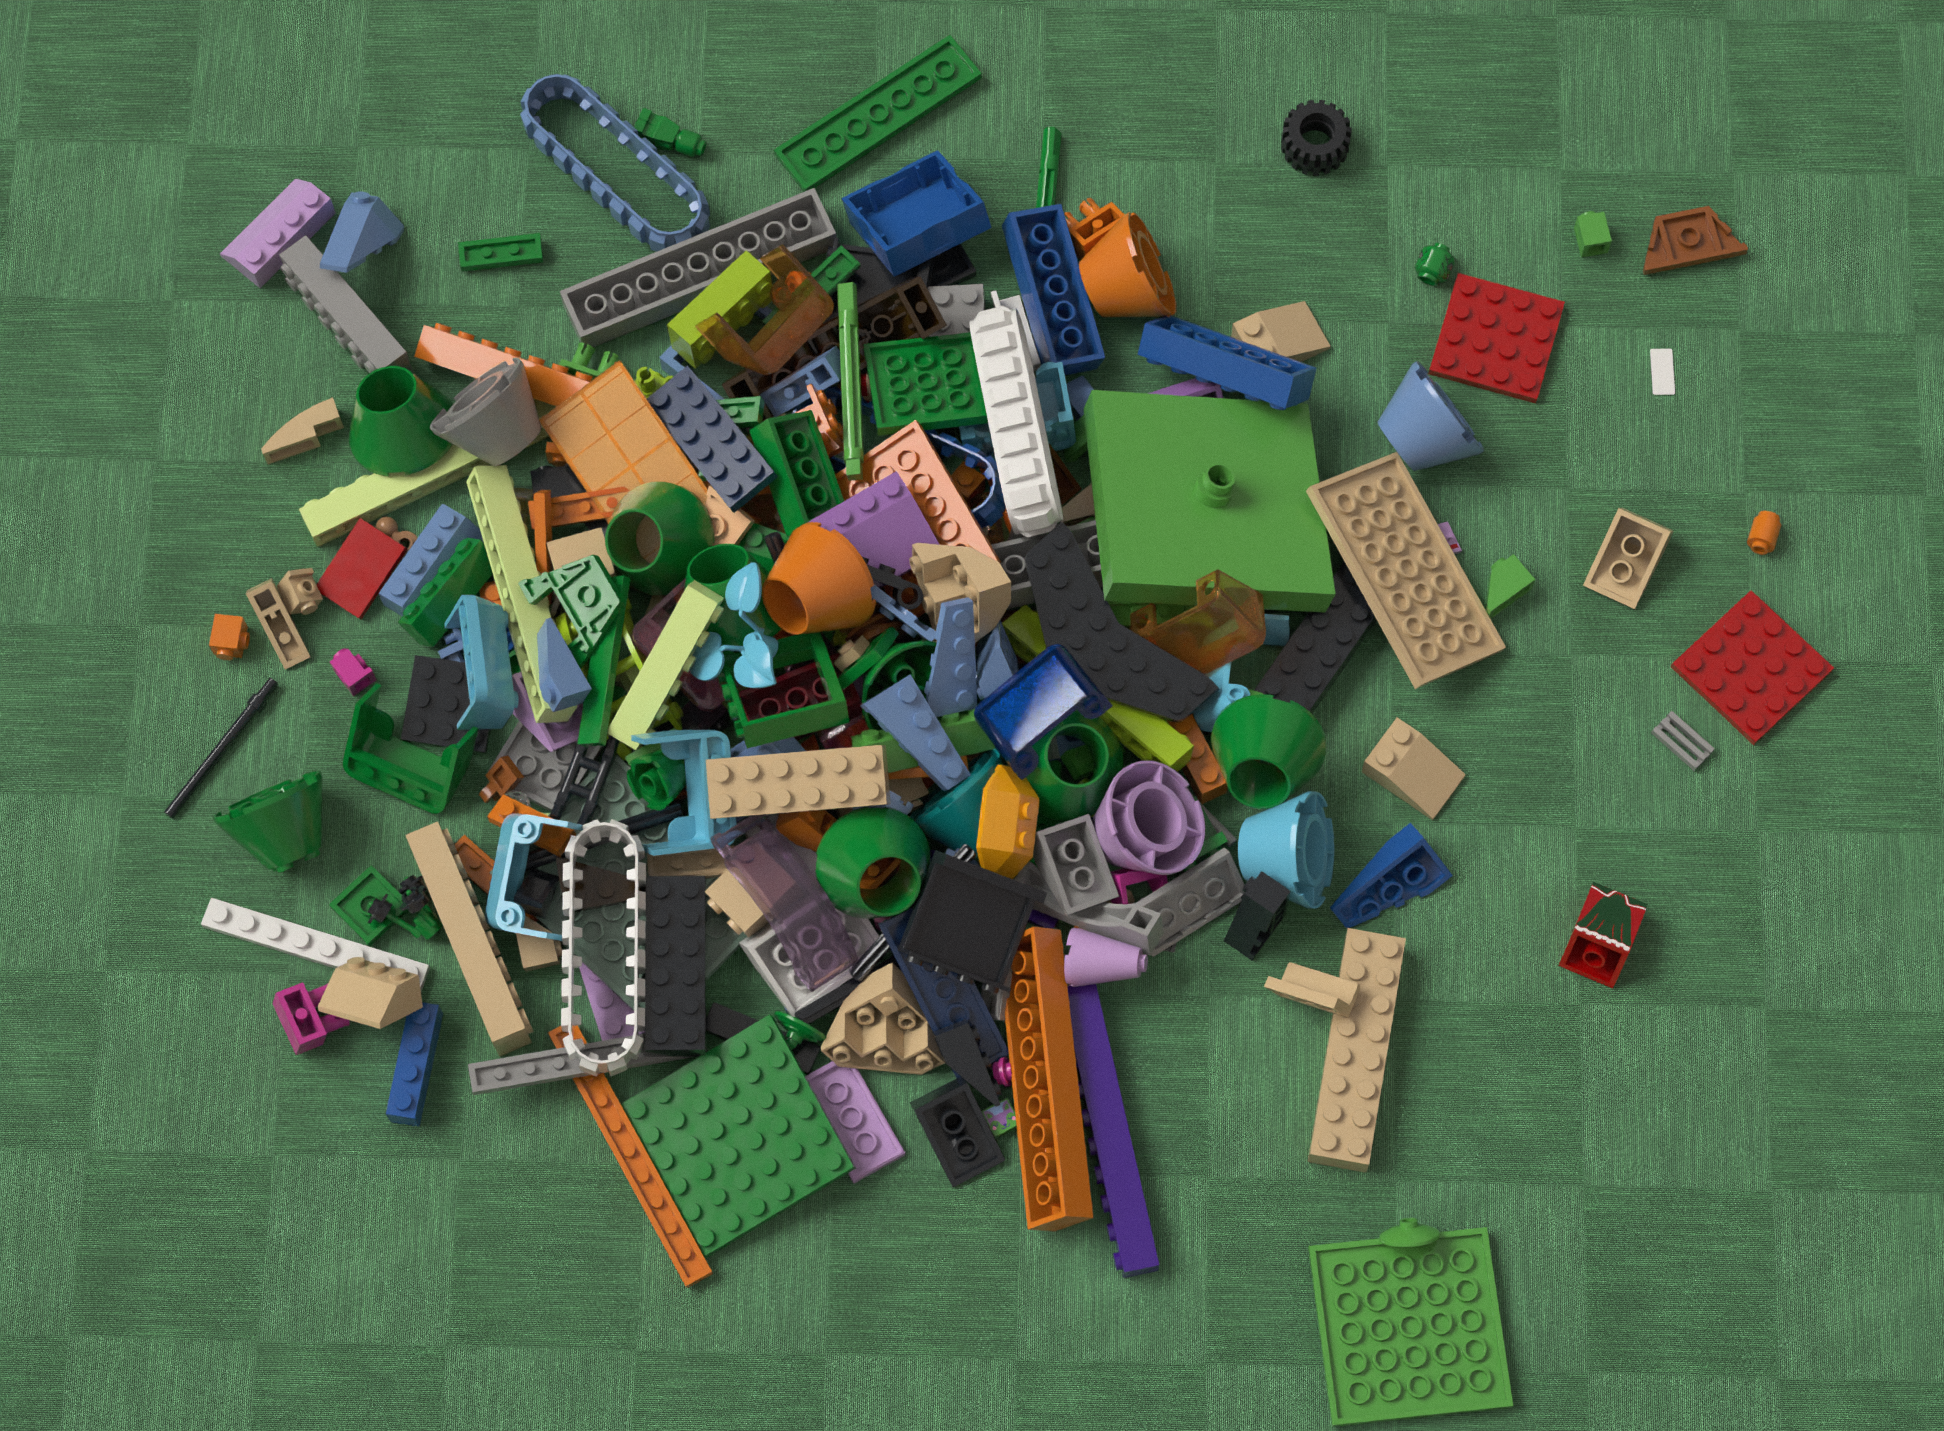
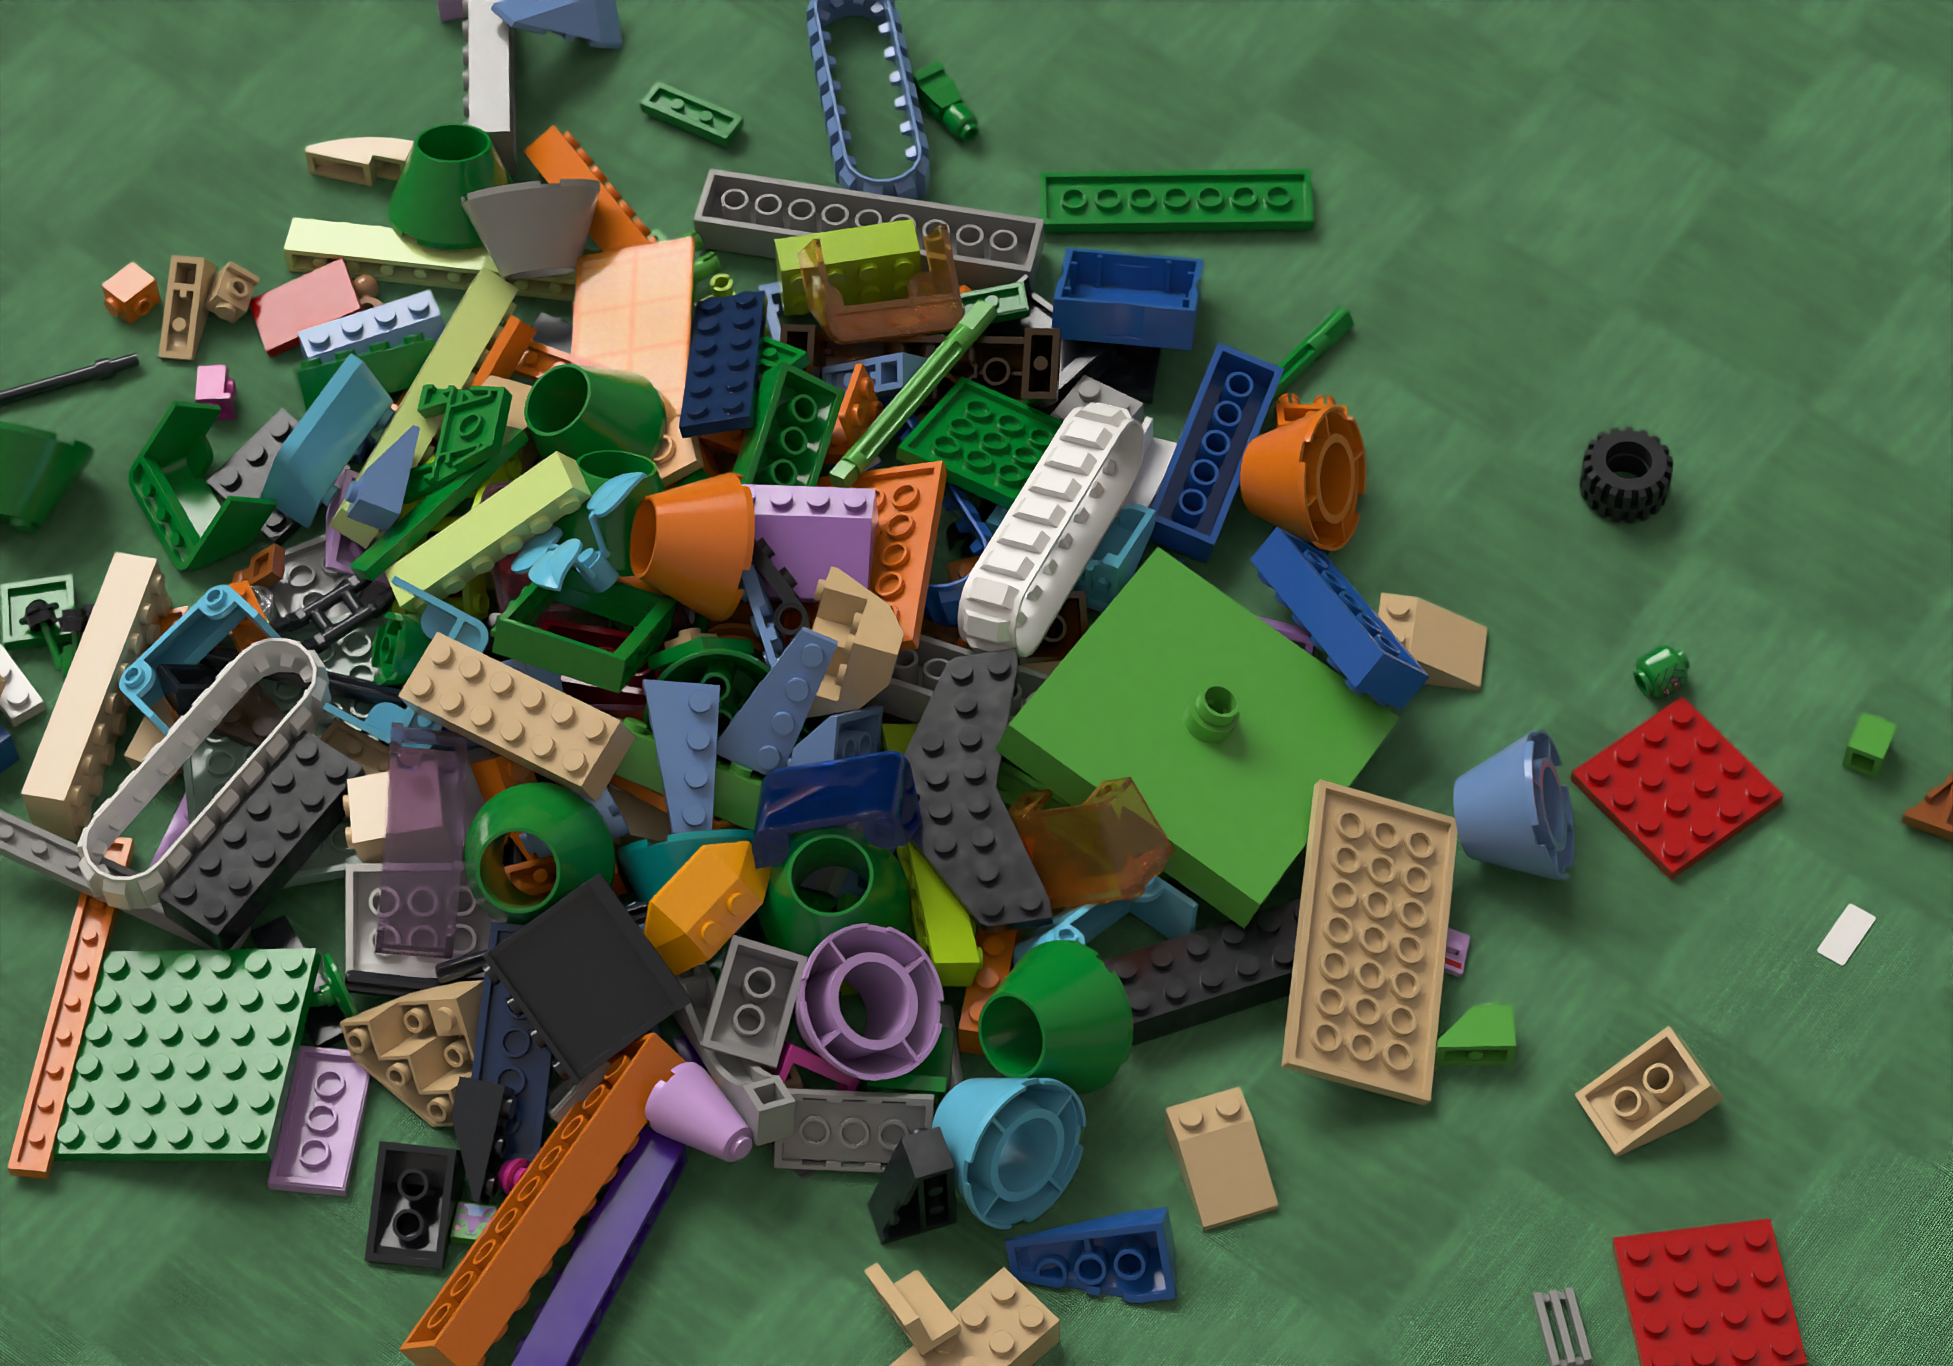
camera: 35 degrees right, 15 degrees down
(1764, 532) = (1834, 1167): orange brick -> none

